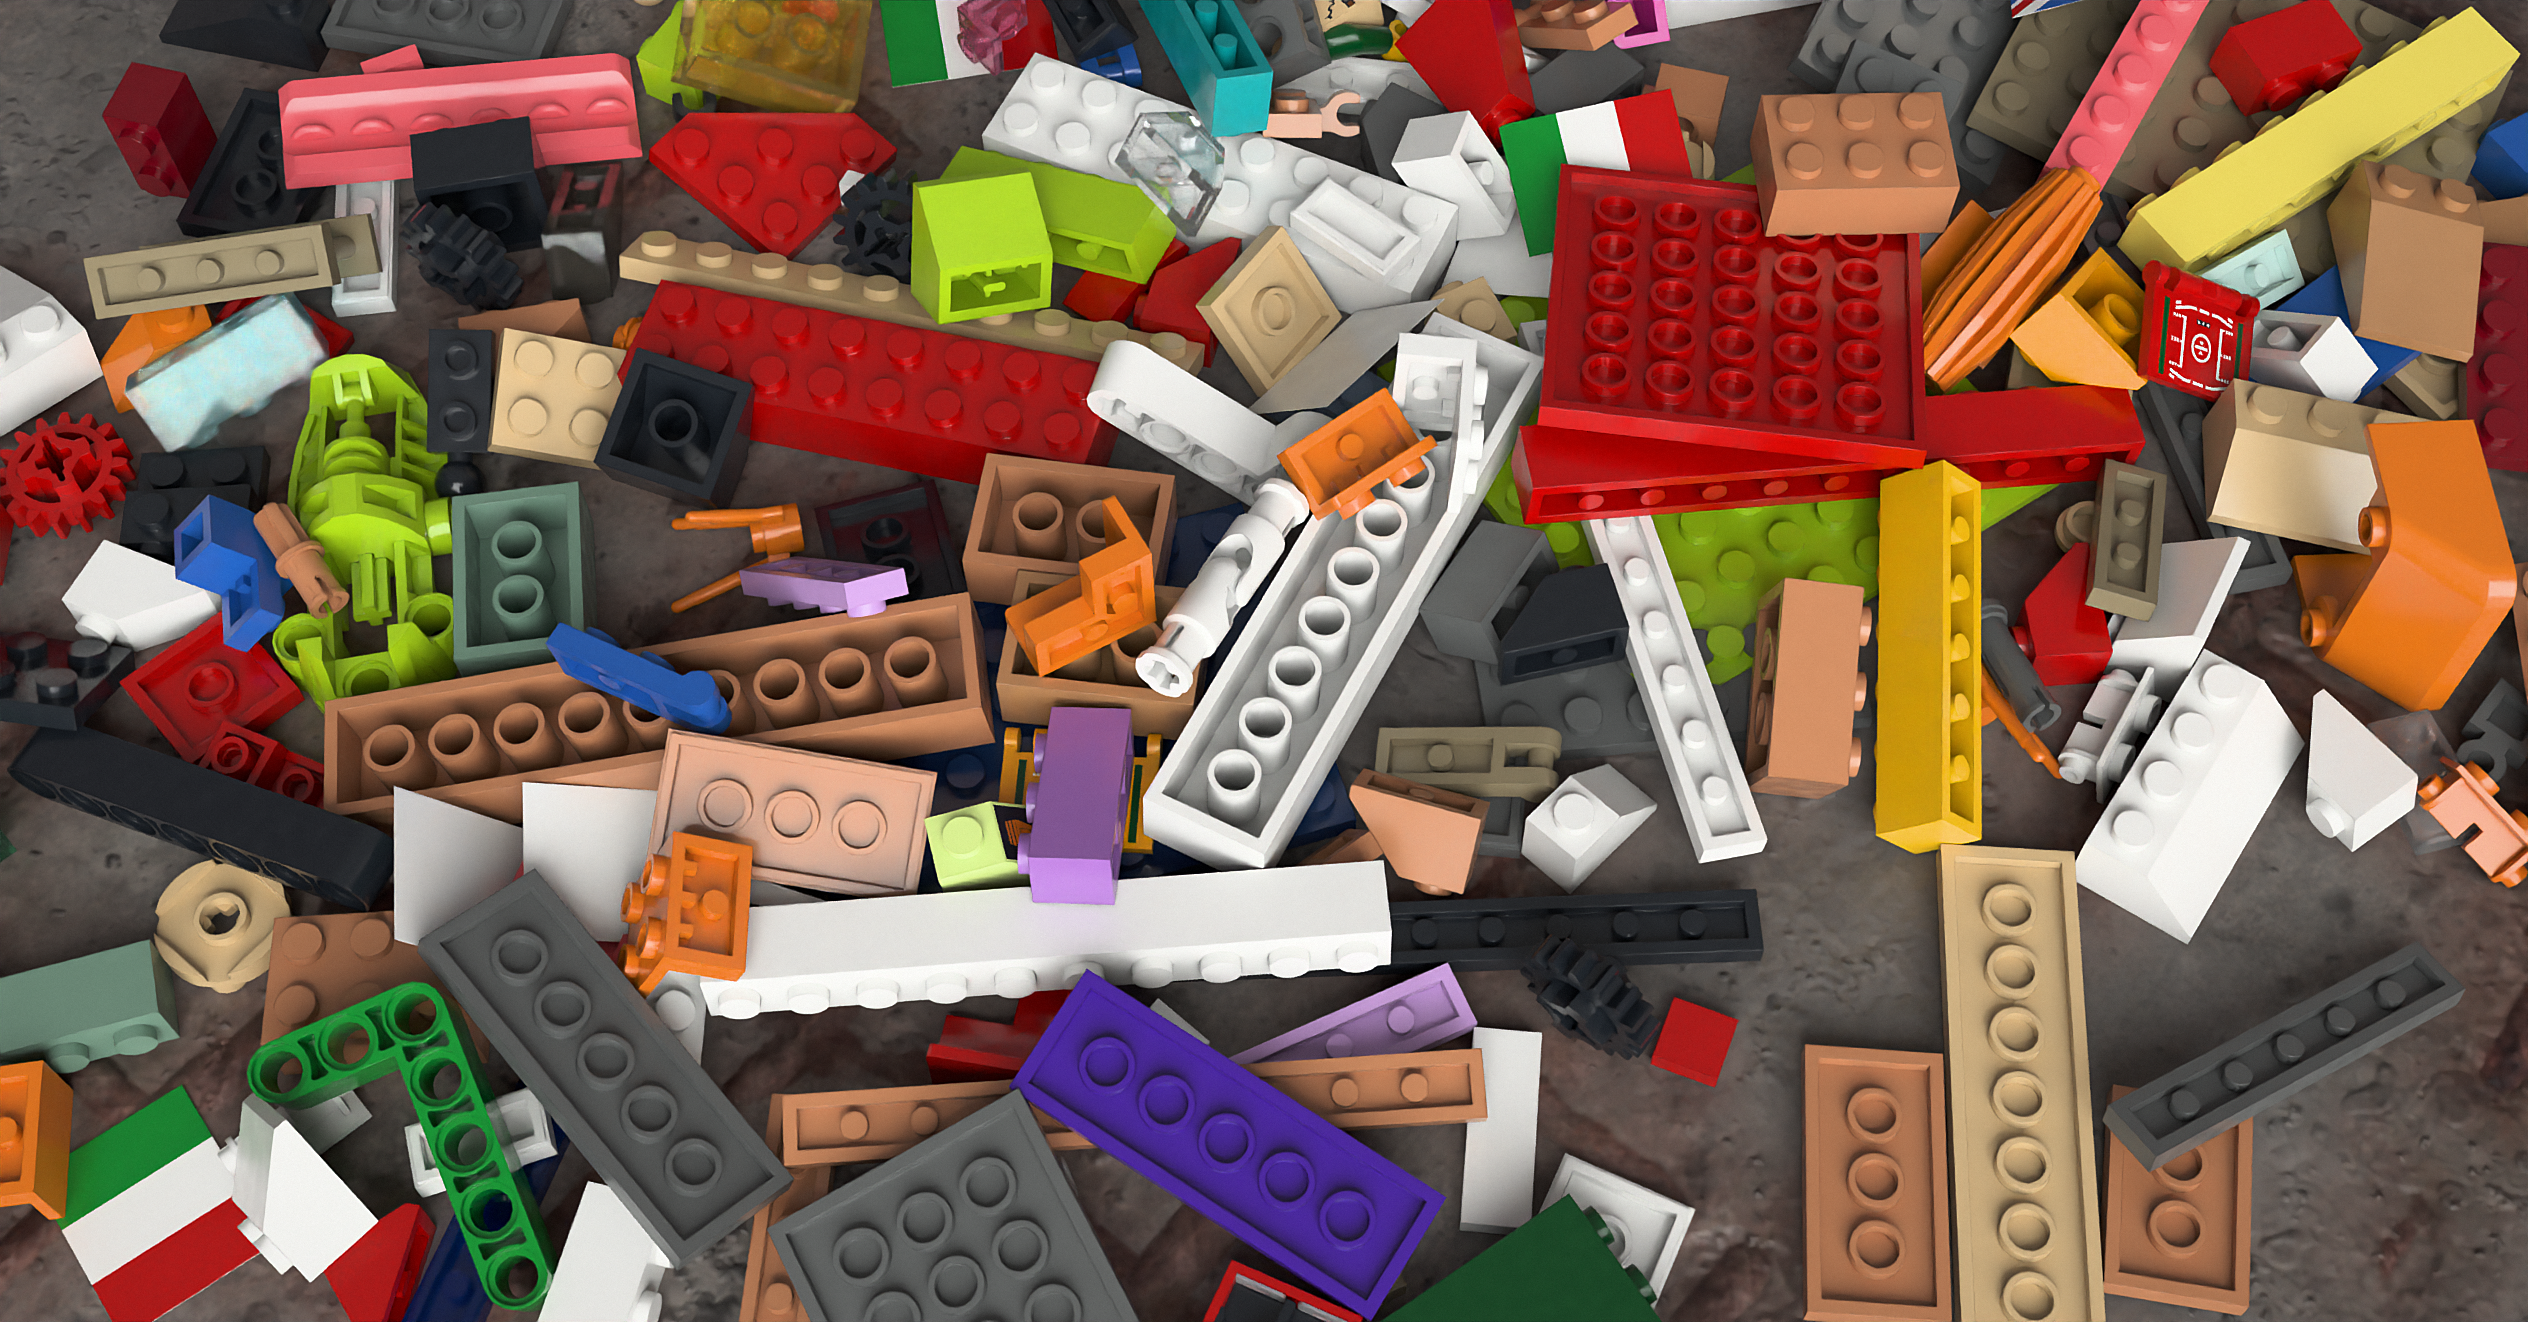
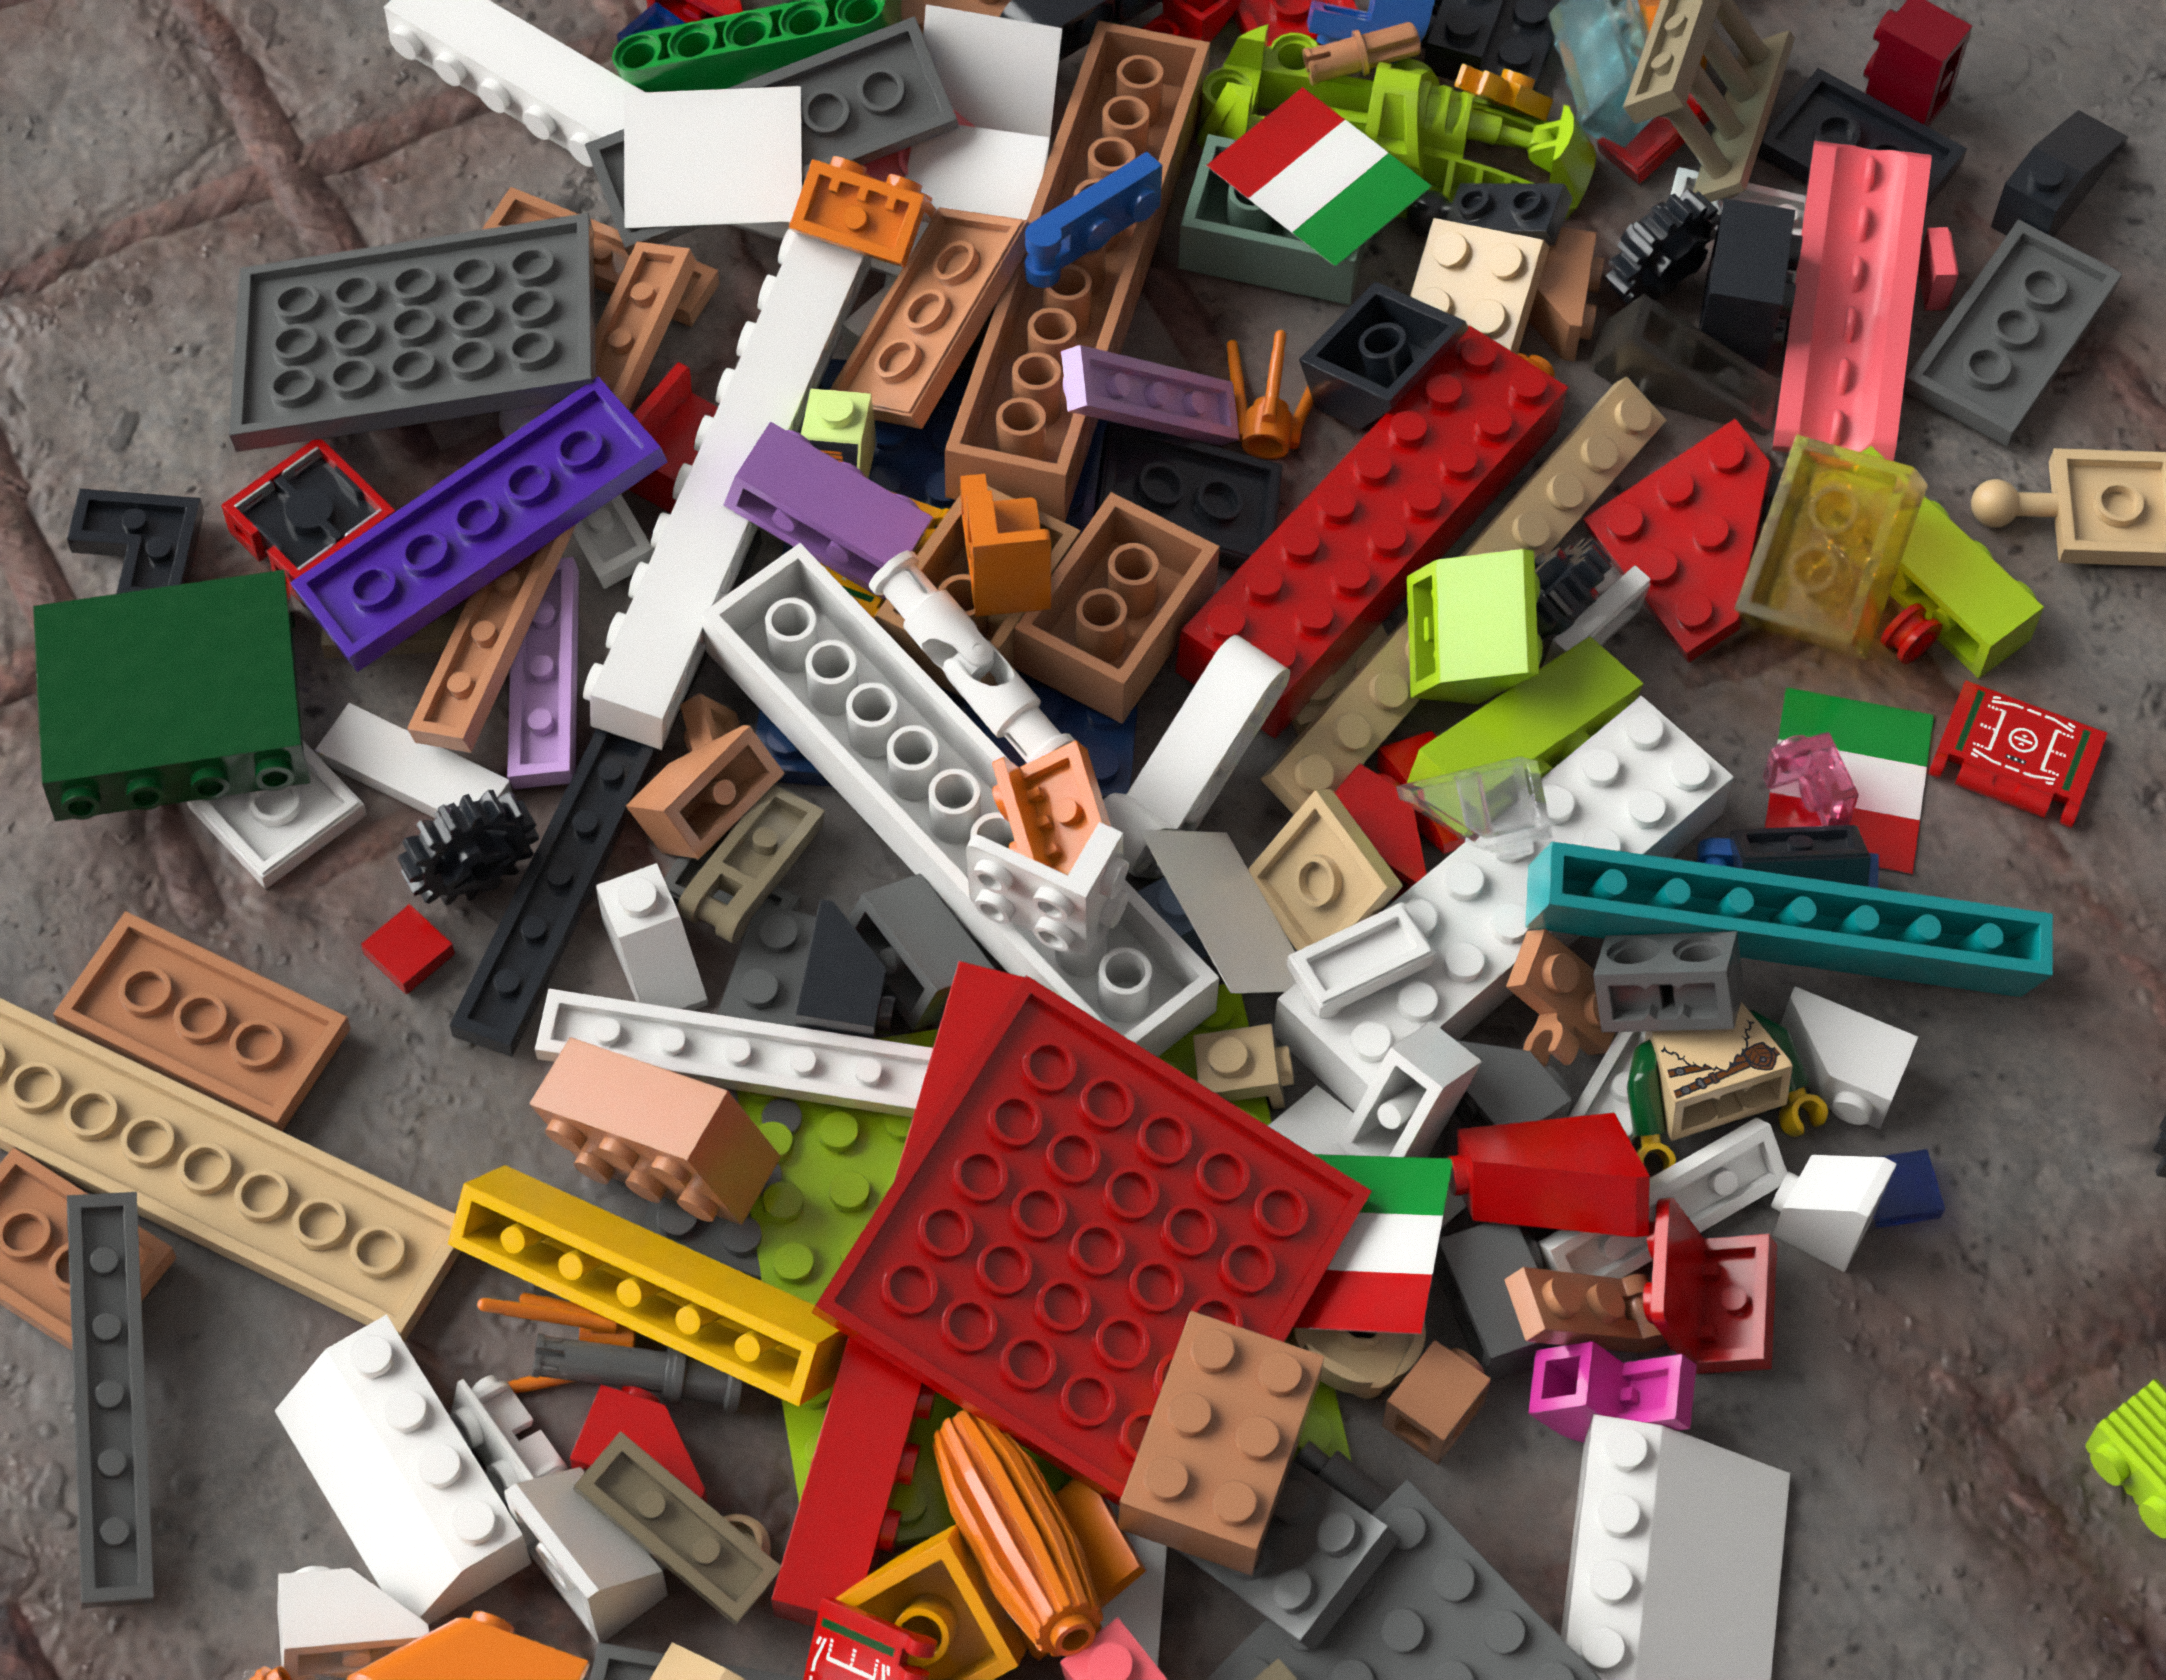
camera: 110 degrees right, 0 degrees up
(292, 448) = (1508, 89): none -> light orange plate
(478, 545) = (1318, 176): none -> sticker
(656, 1113) = (712, 156): none -> white sticker

